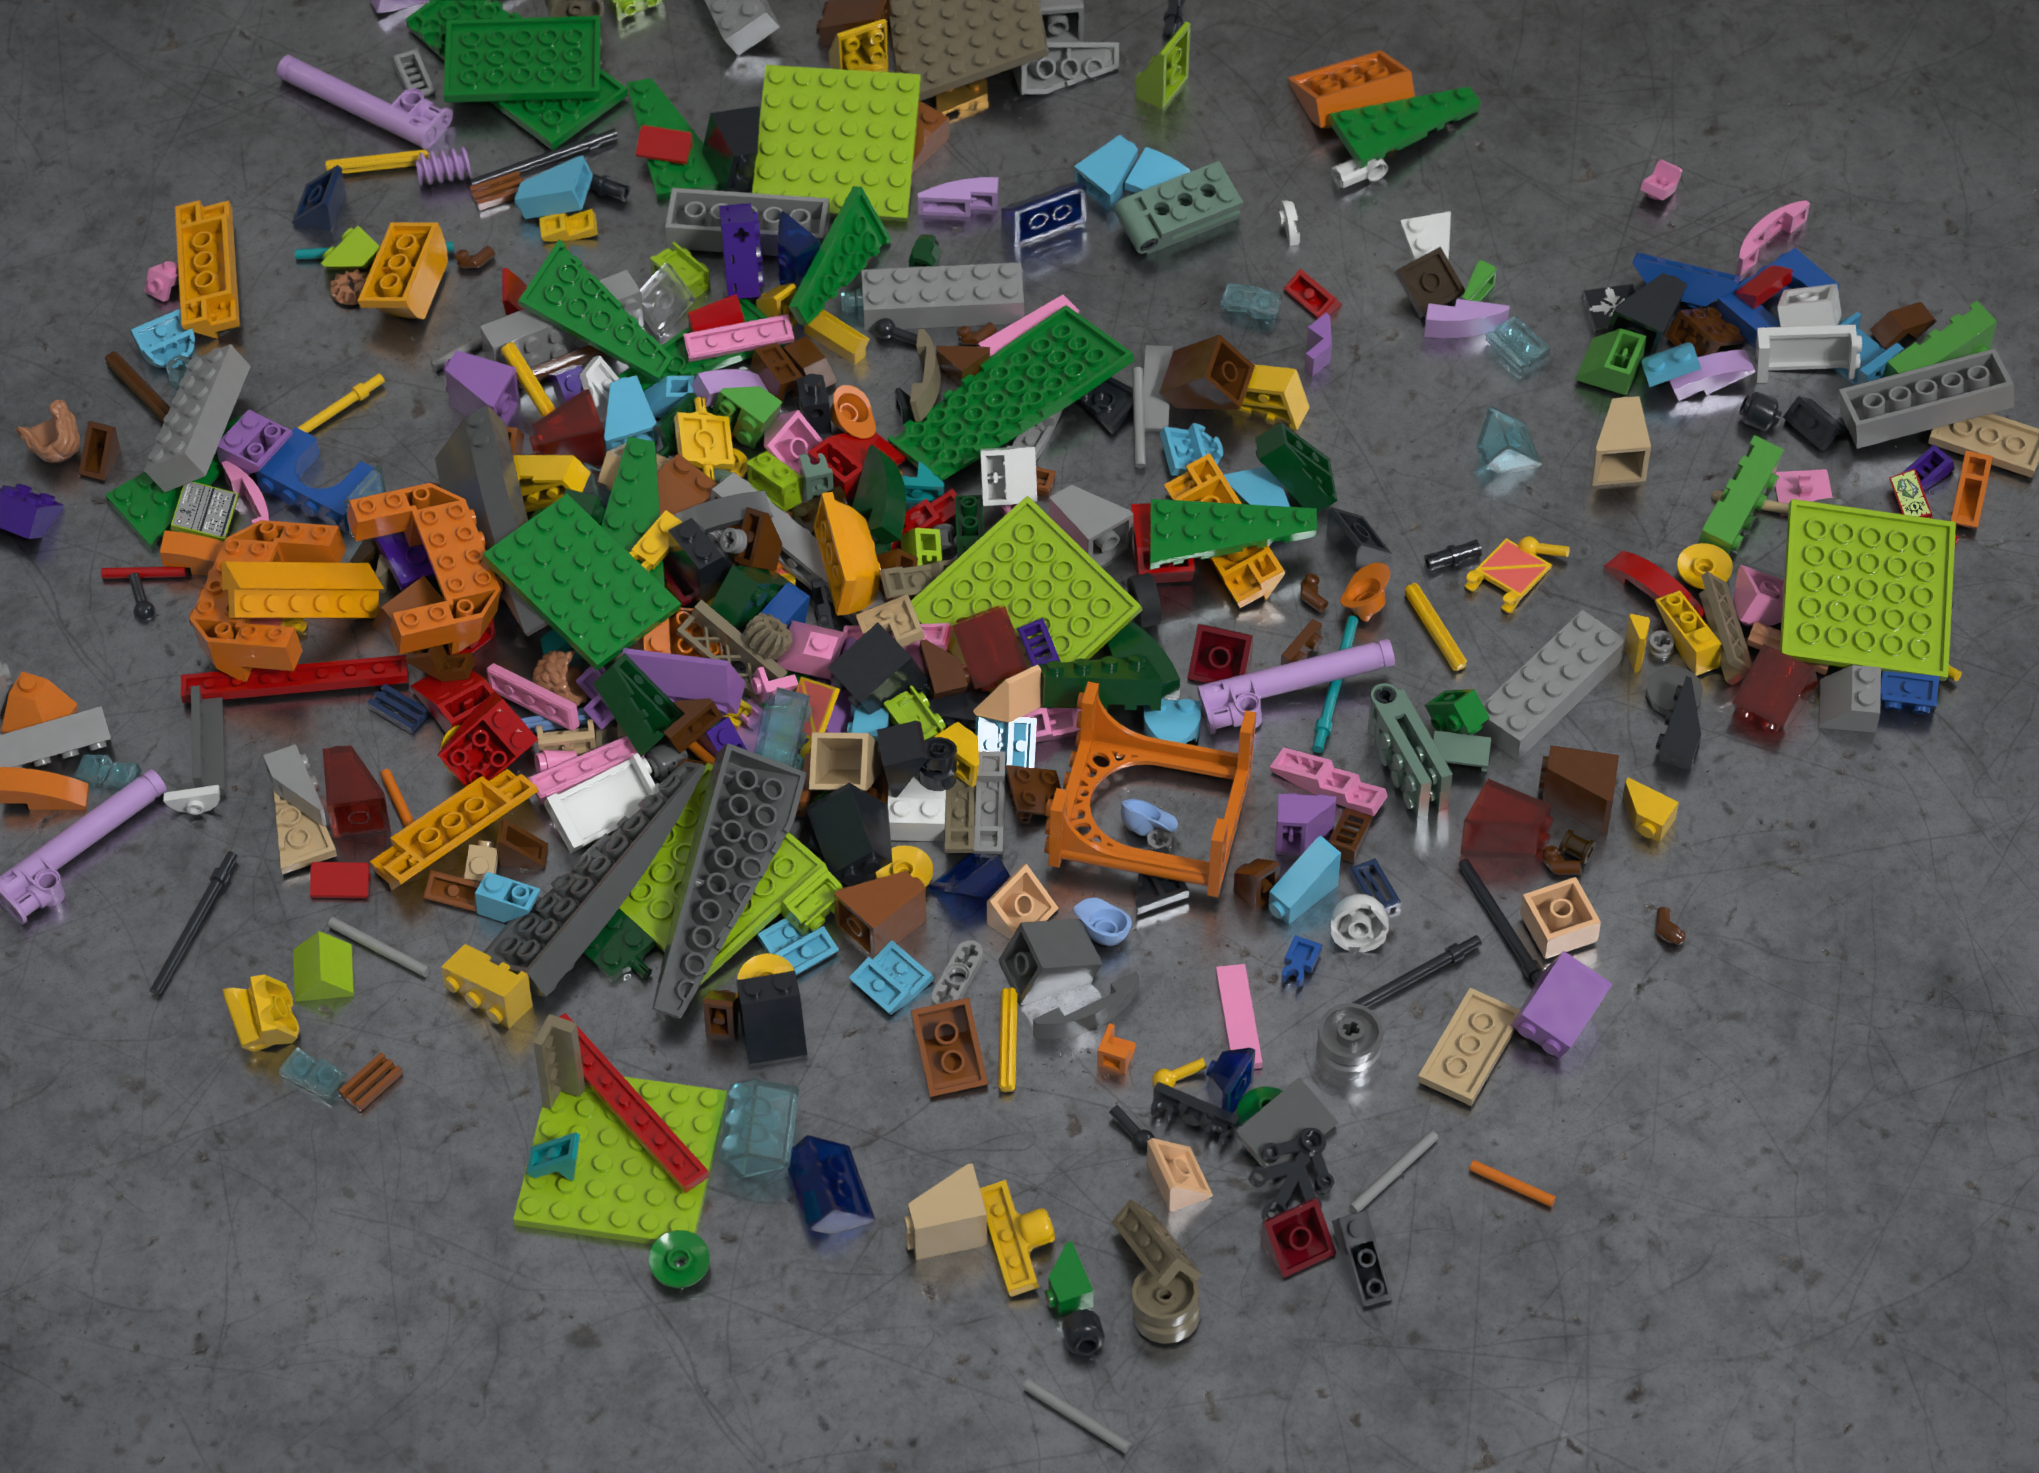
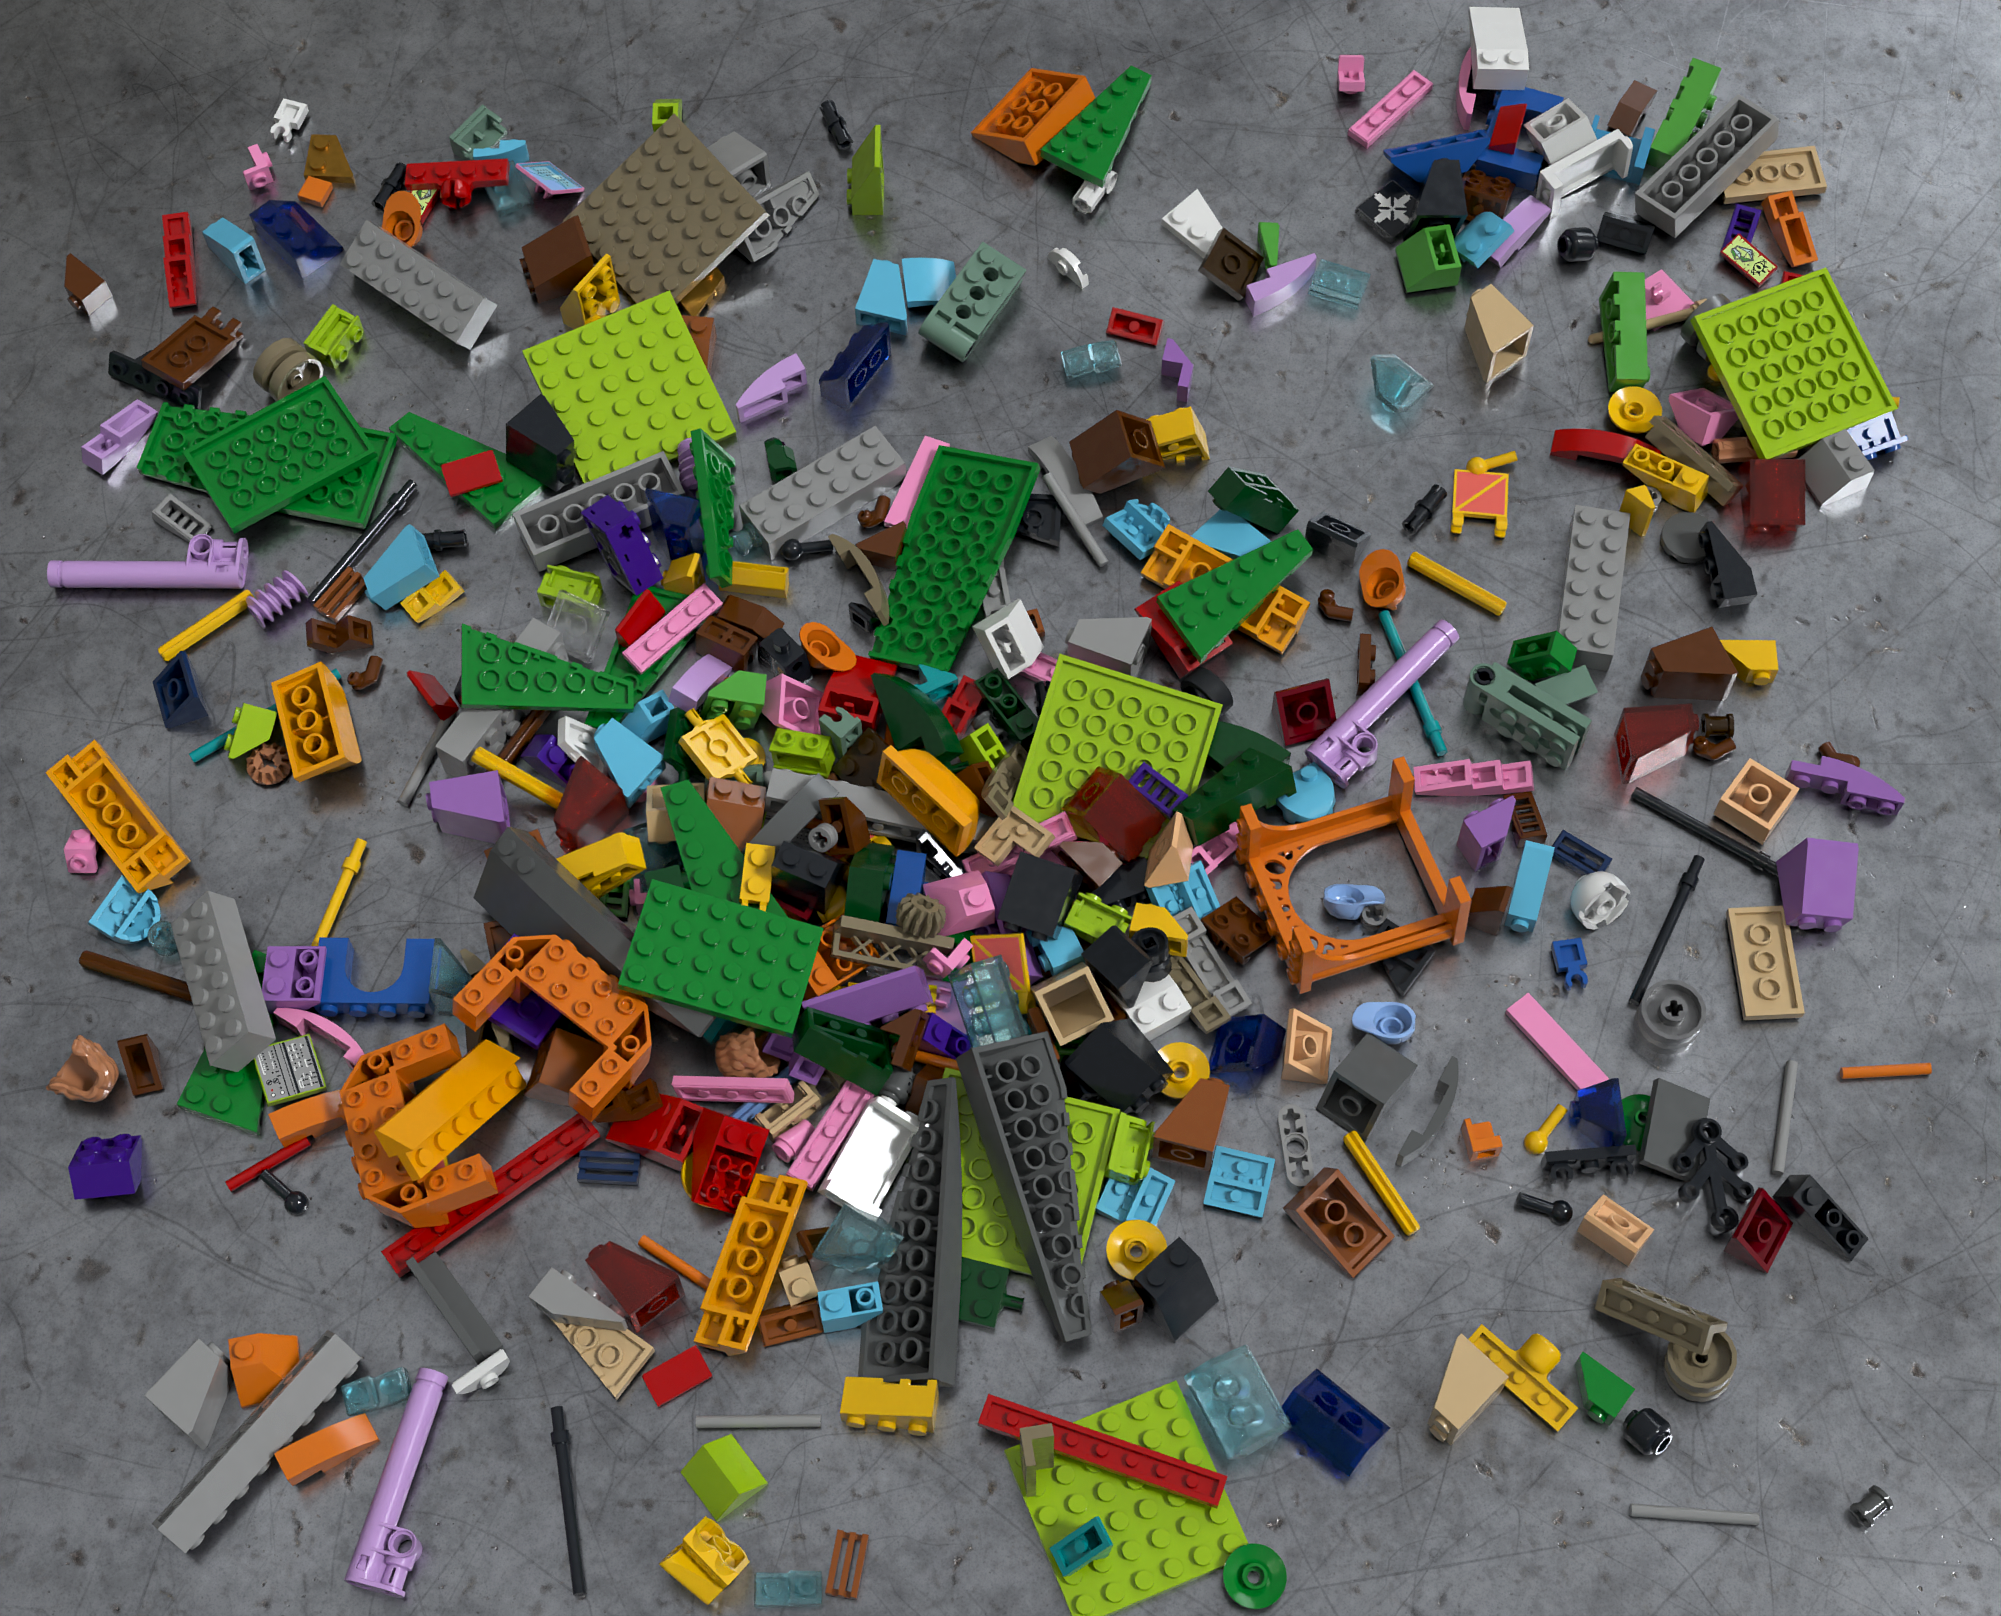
camera: 30 degrees left, 10 degrees up
(466, 218) = (346, 635): none -> reddish brown slope
(544, 850) = (858, 1240): none -> clear light blue slope
(1661, 950) = (1857, 786): none -> medium lavender slope
(1679, 227) = (1390, 109): none -> bright pink tile
(1805, 216) = (1498, 48): none -> white slope

